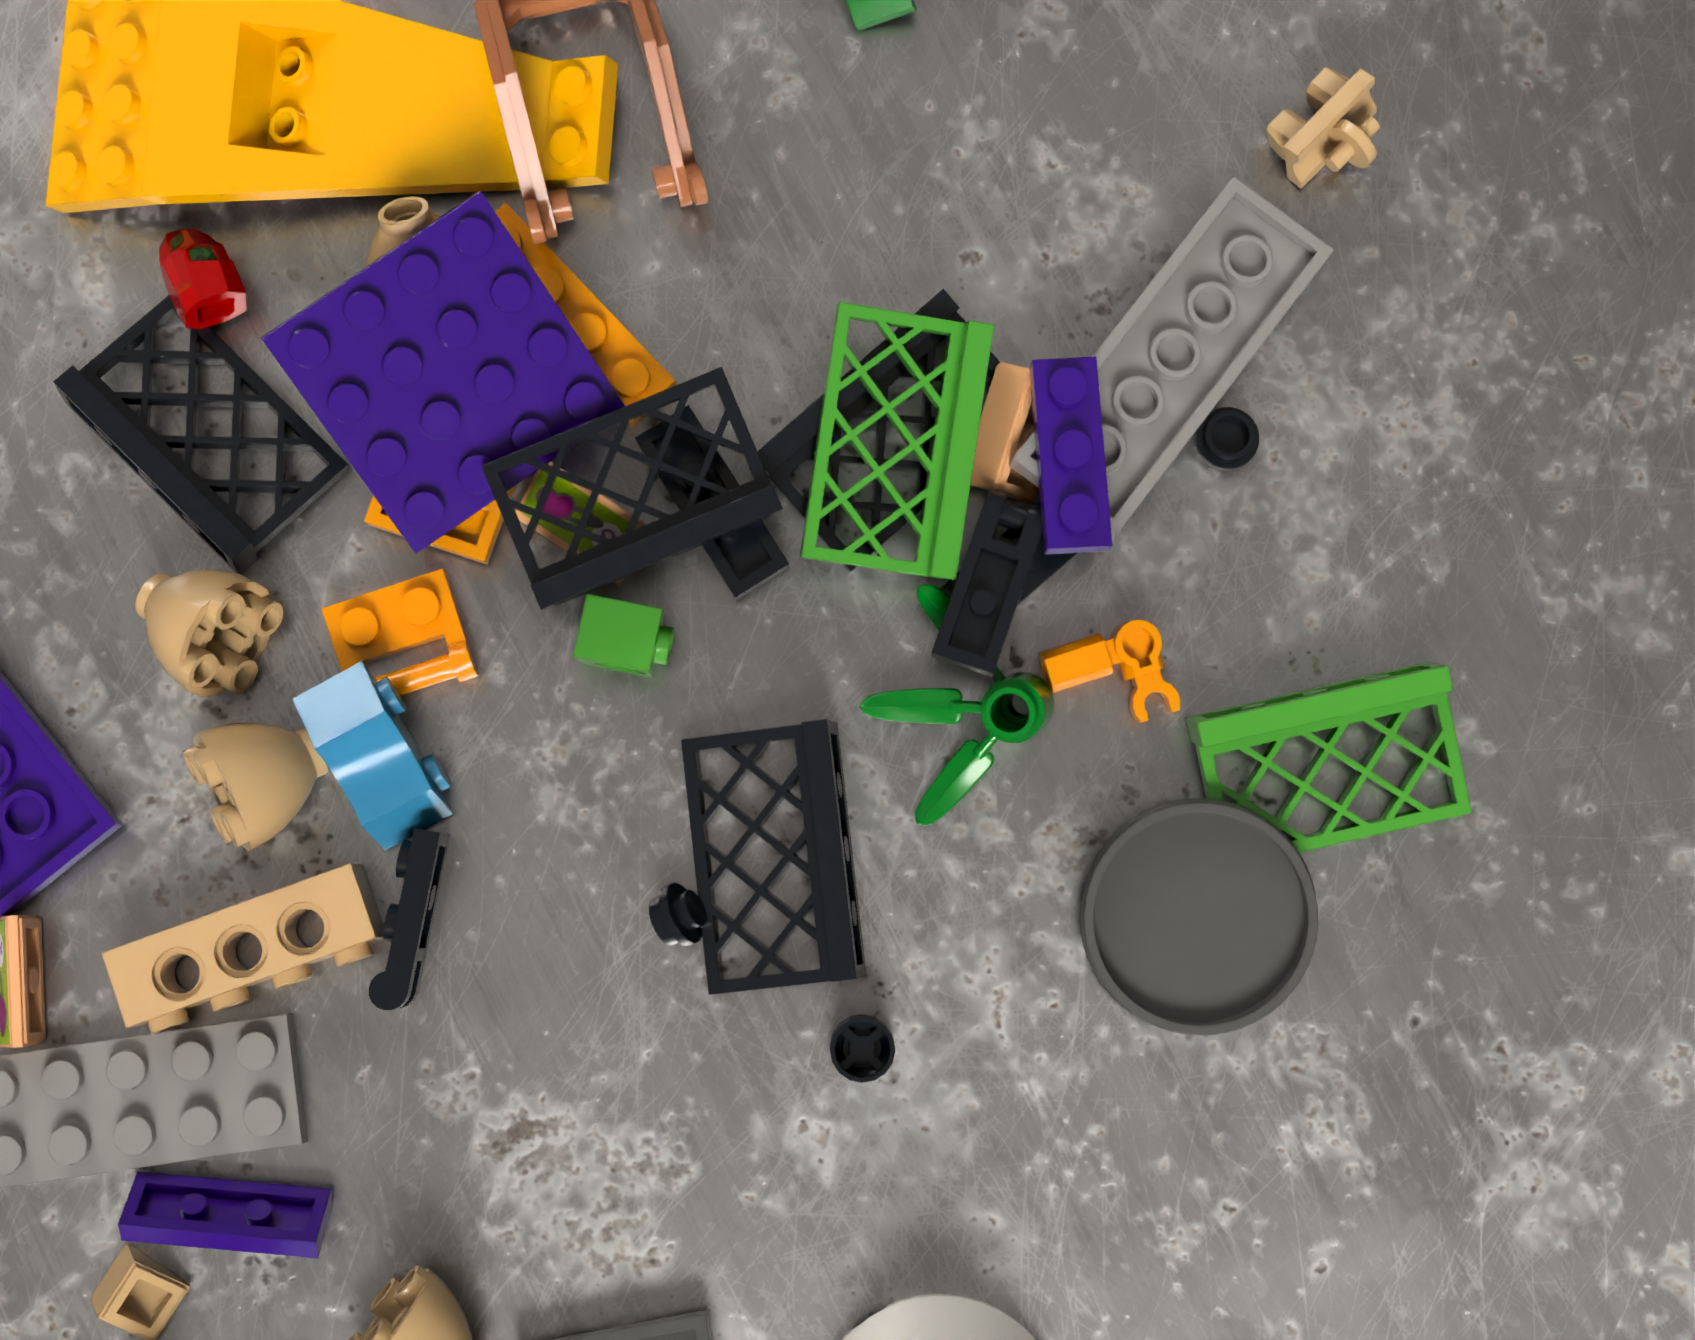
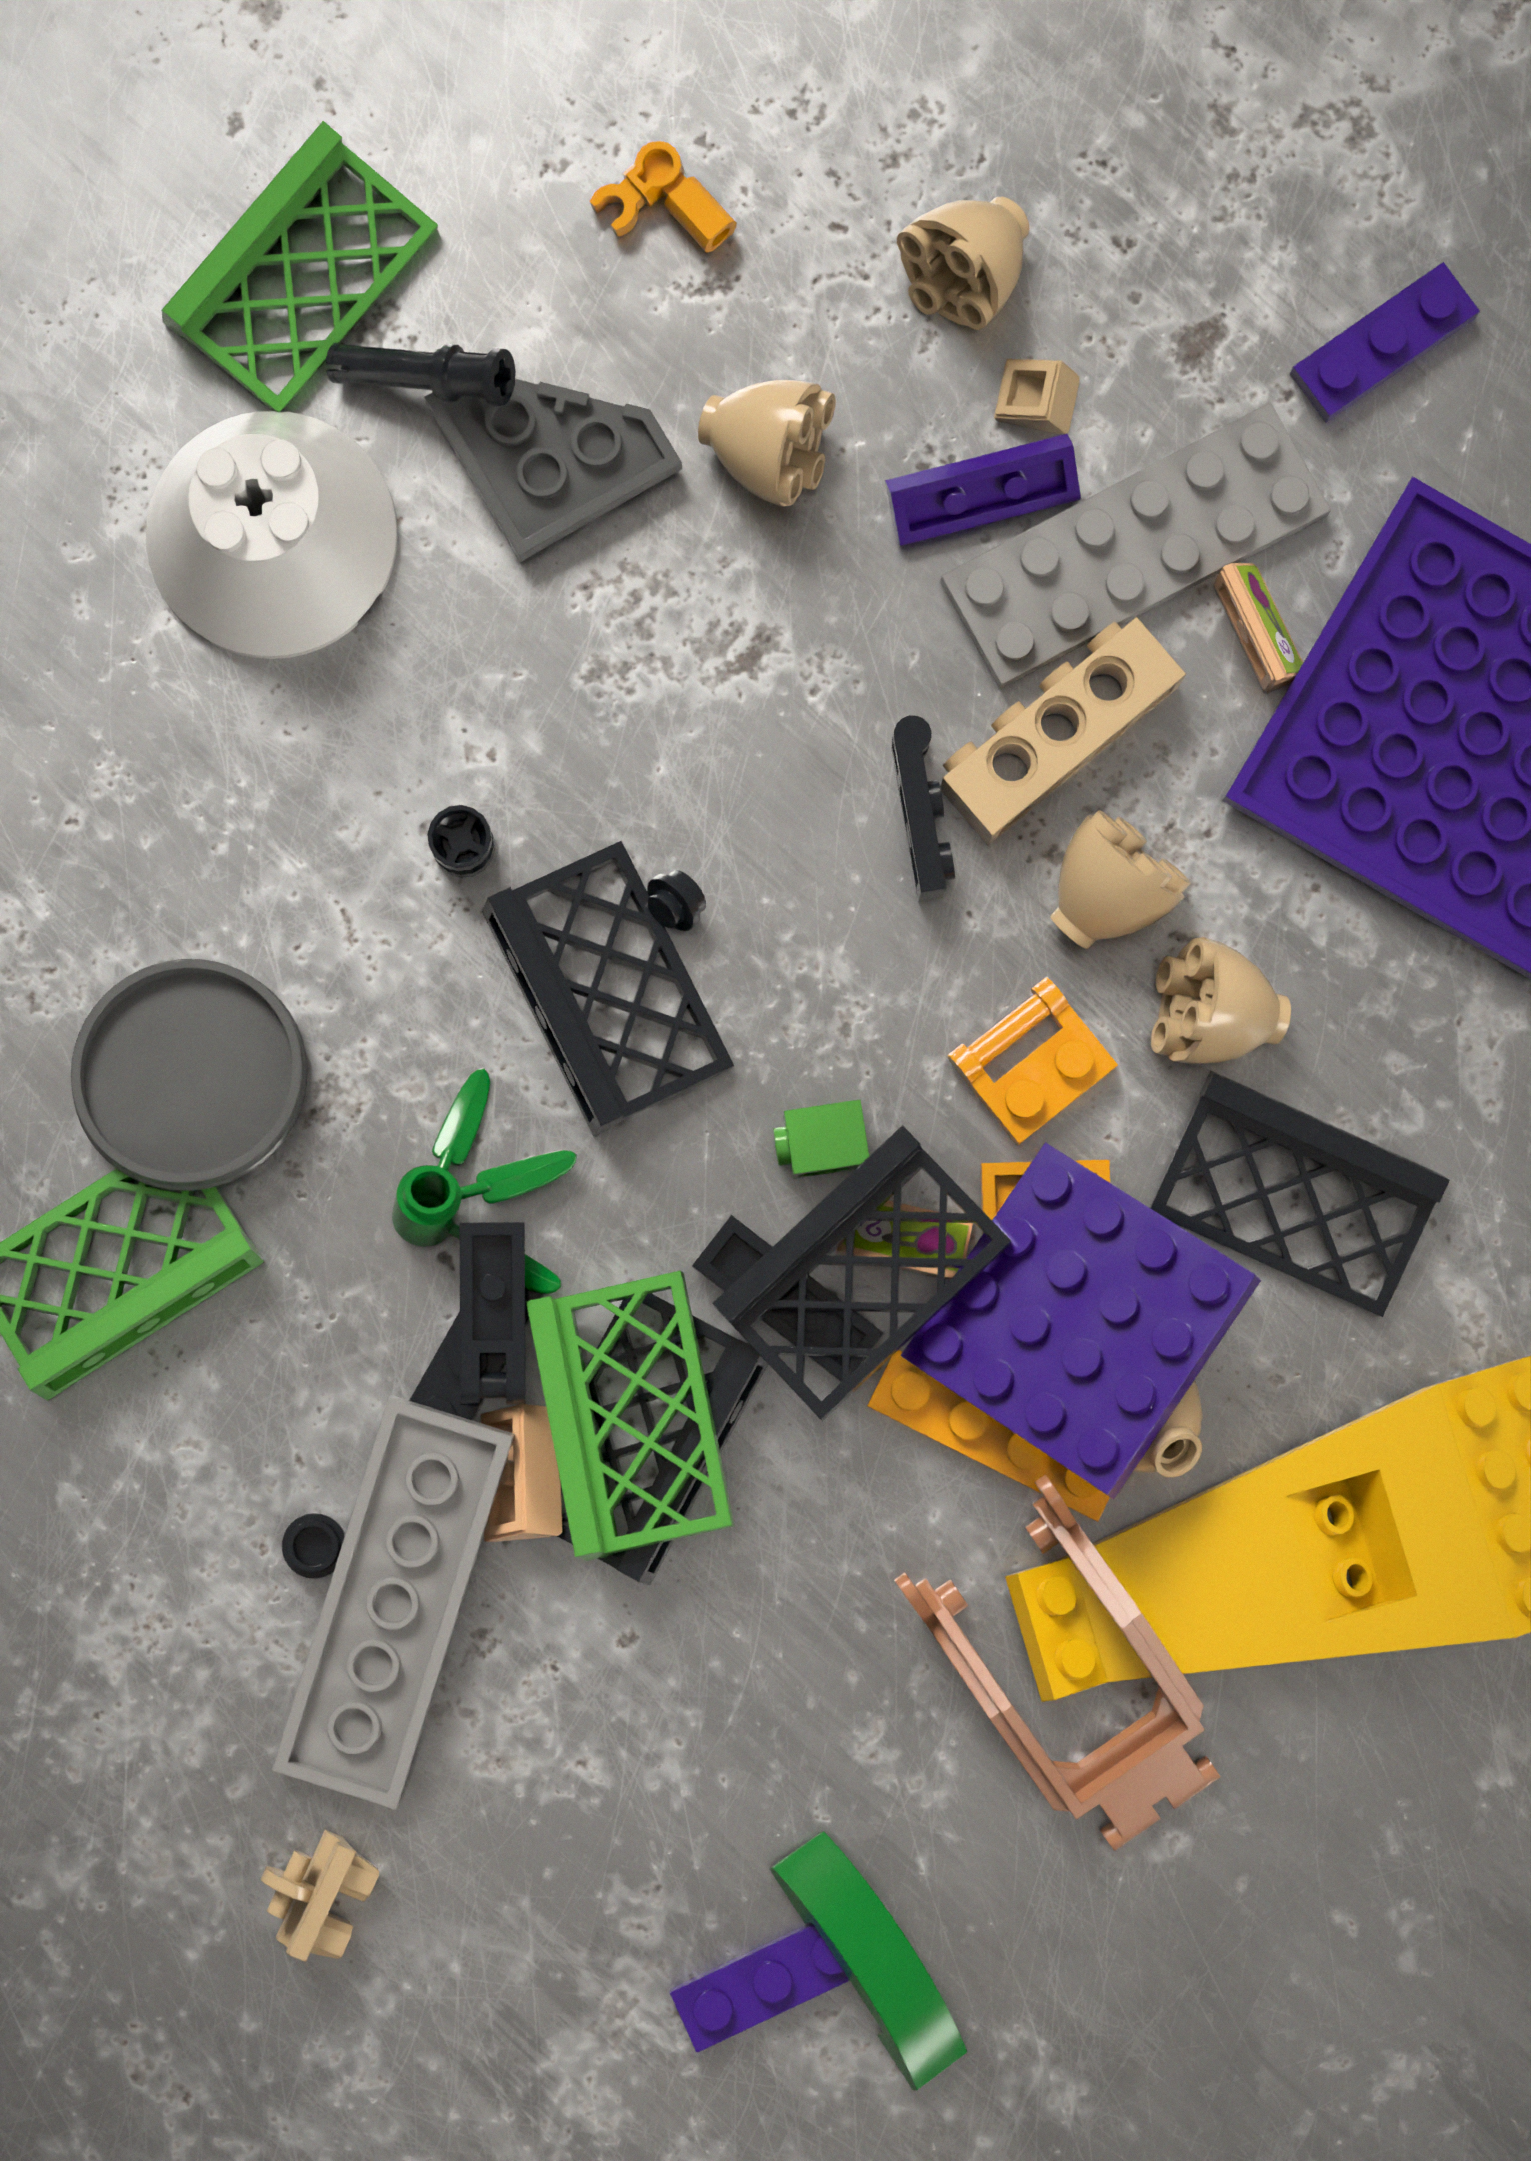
camera: 160 degrees right, 0 degrees up
(200, 279) = (1360, 1337): red rock -> none
(373, 754) = (1011, 944): dark azure brick -> none
(1070, 455) = (458, 1457): dark purple plate -> none
(1132, 645) = (339, 1308): light orange bar -> none

